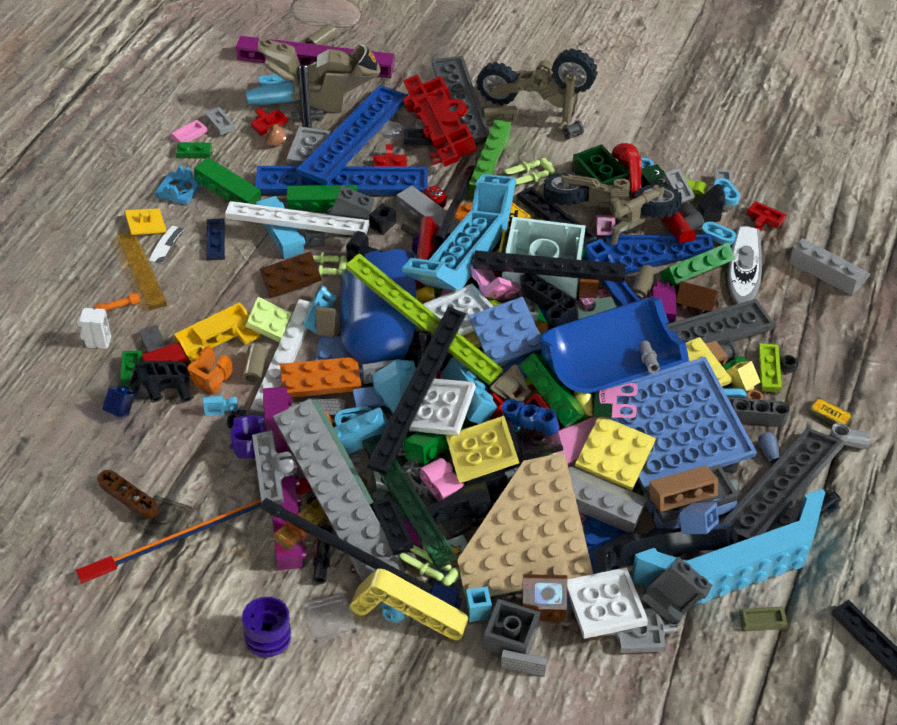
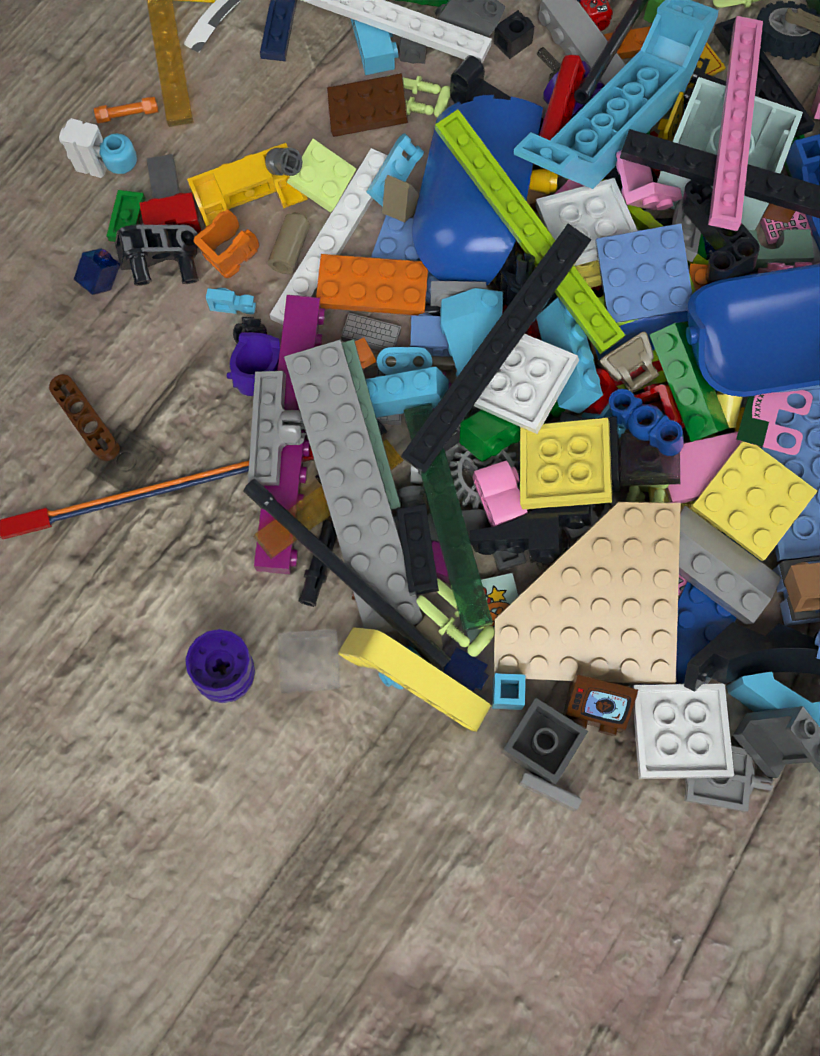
camera: 15 degrees right, 25 degrees up
(118, 329) = (118, 153): none -> medium azure head
(242, 311) = (283, 161): none -> dark grey wheel
(543, 236) = (736, 125): none -> bright pink plate

